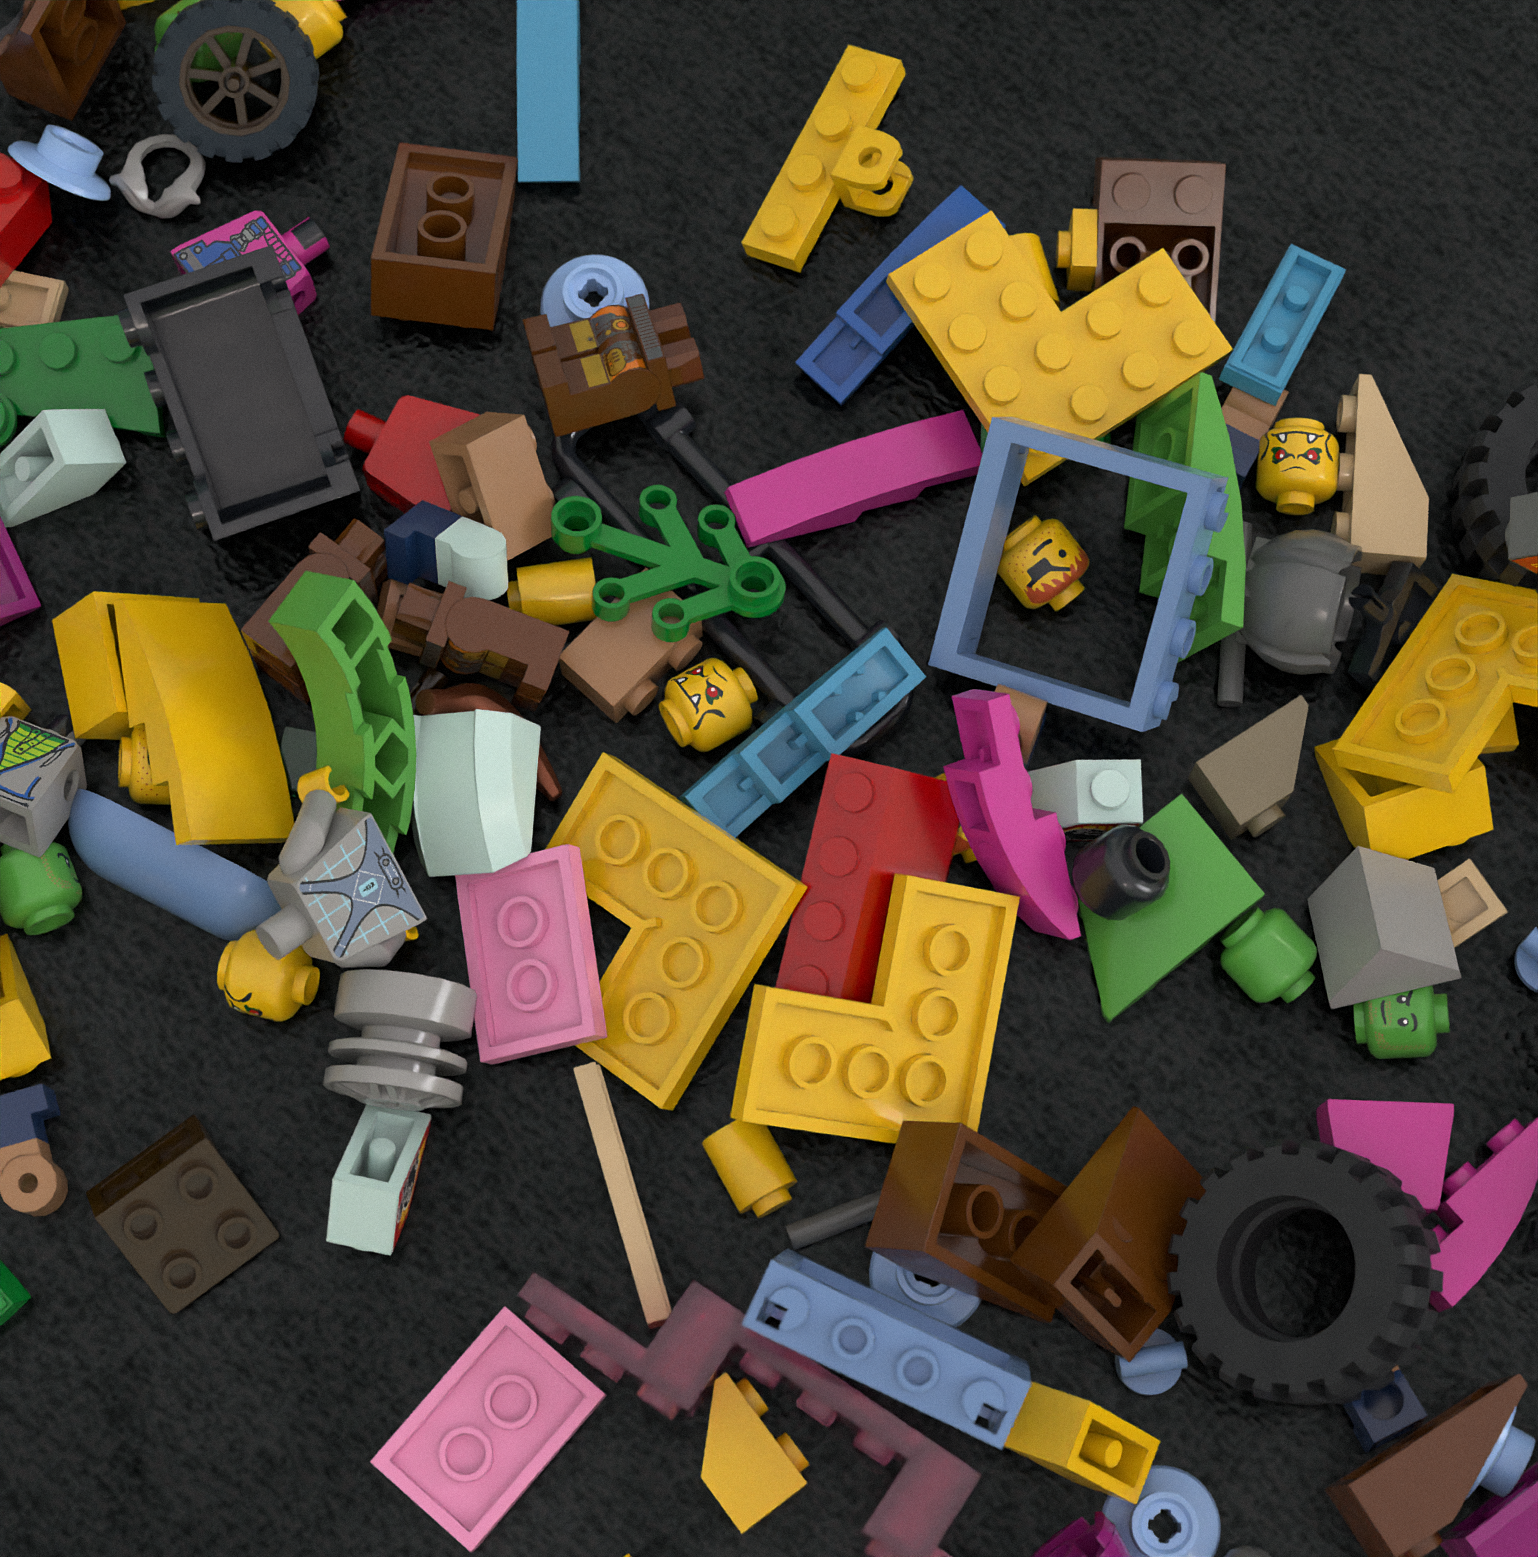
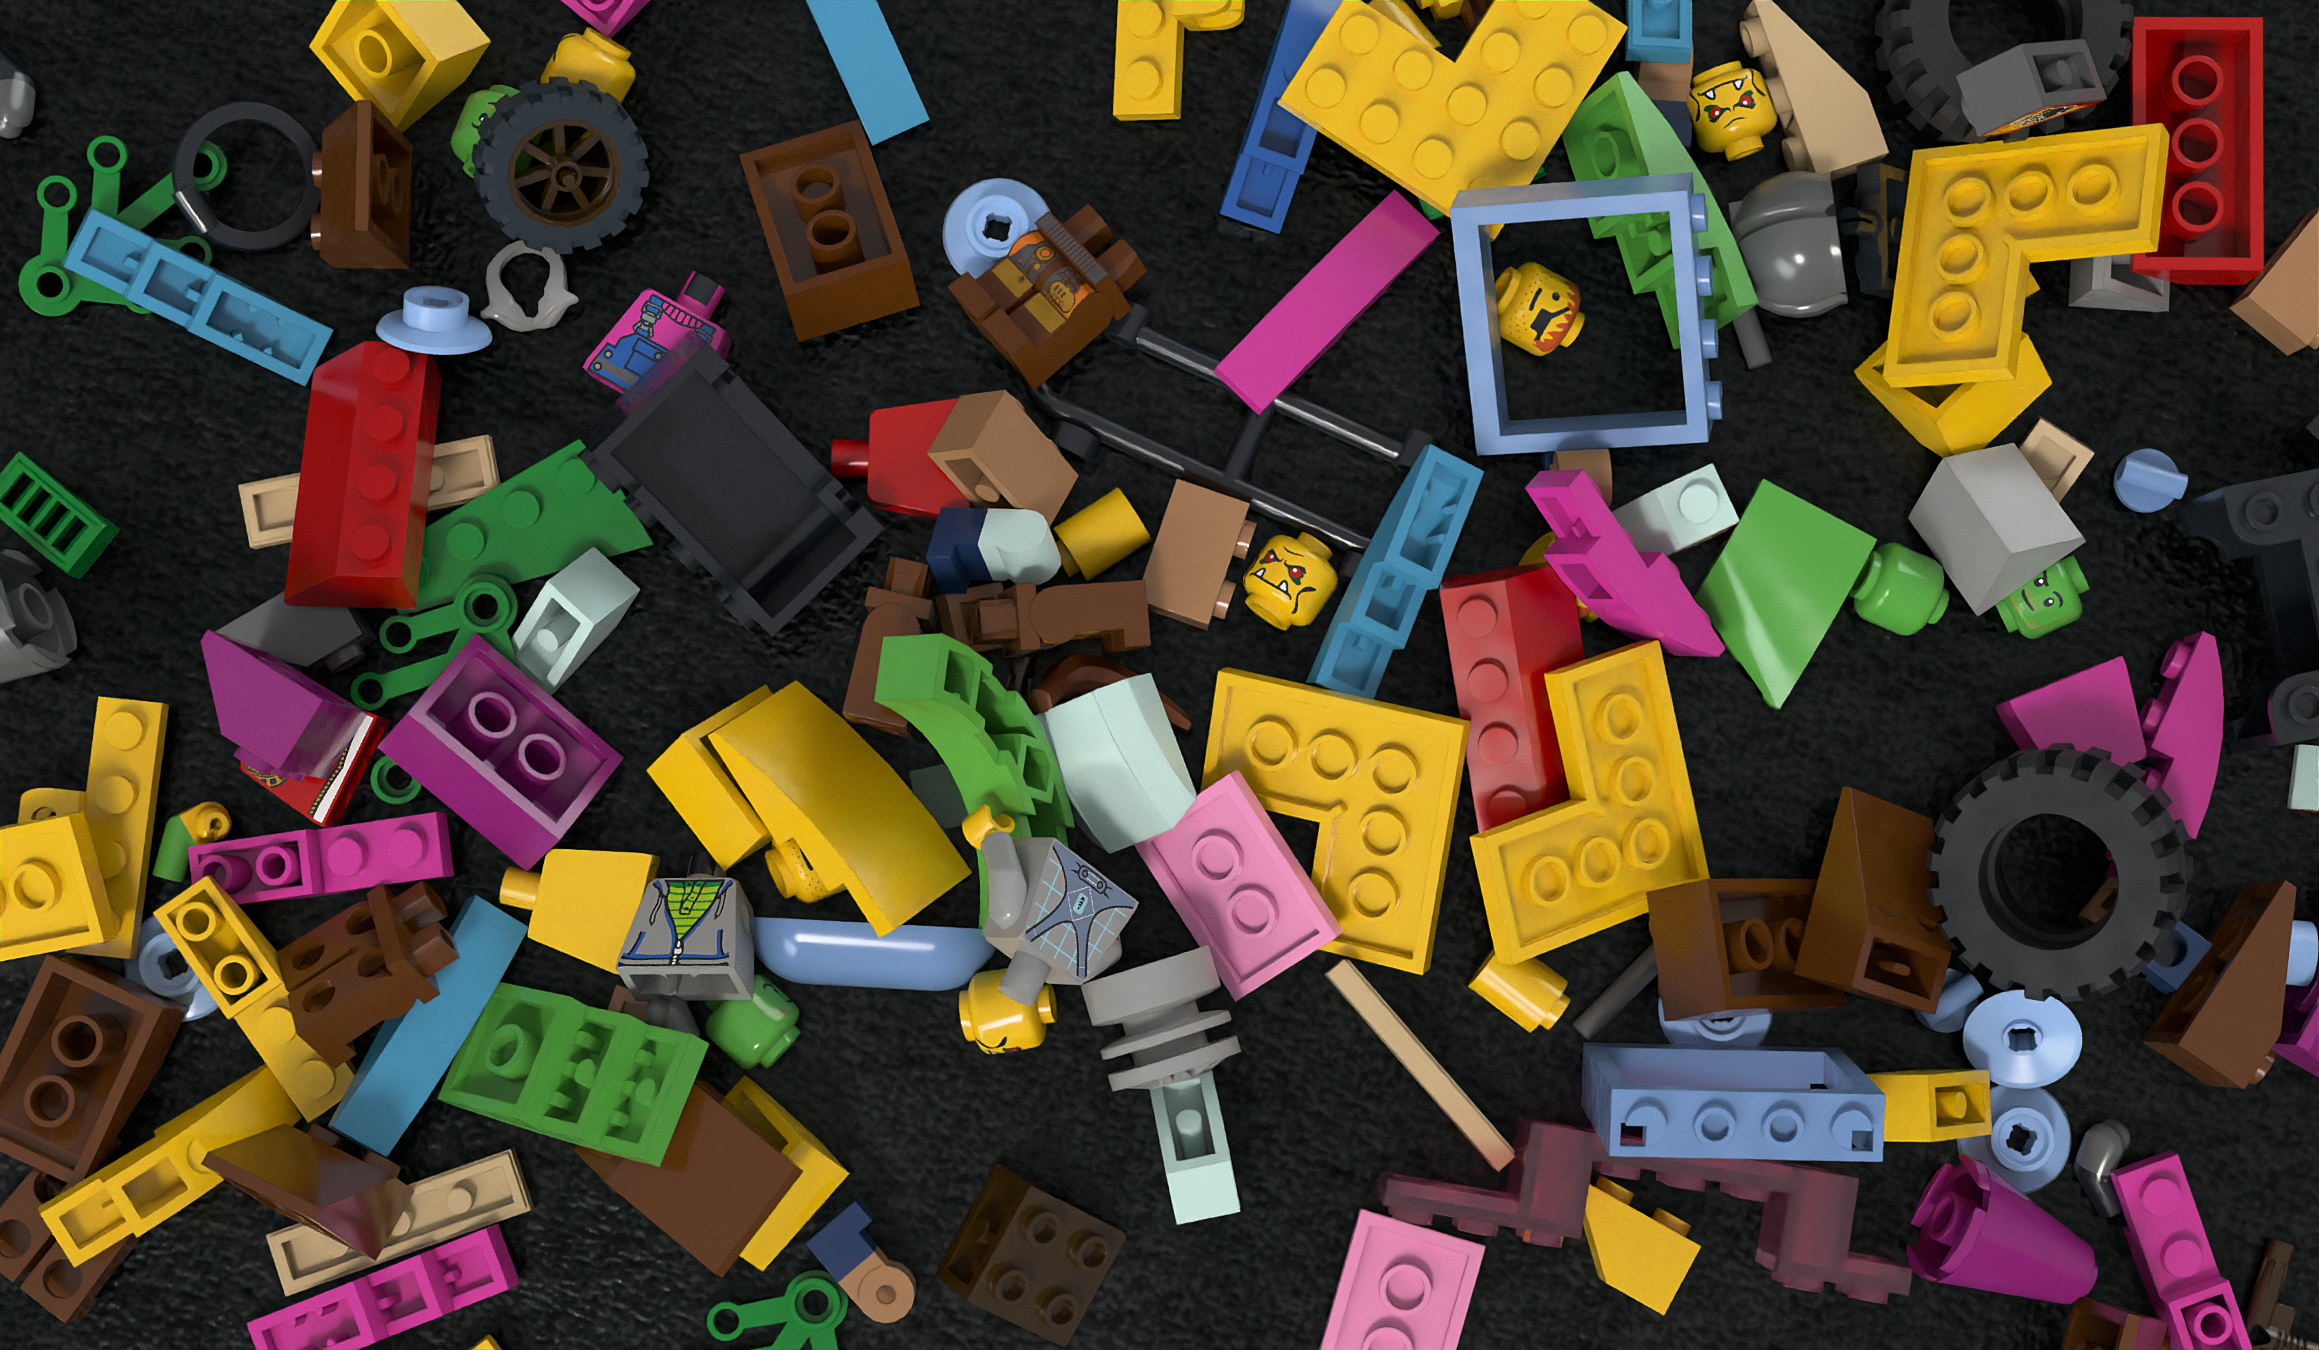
camera: 25 degrees left, 10 degrees up
(672, 564) = (1203, 462): green plant -> none
(1121, 872) = (1742, 578): black head -> none
(1199, 1450) = (2022, 1058): none -> light blue piece
(1254, 772) = (1814, 422): dark tan slope -> none

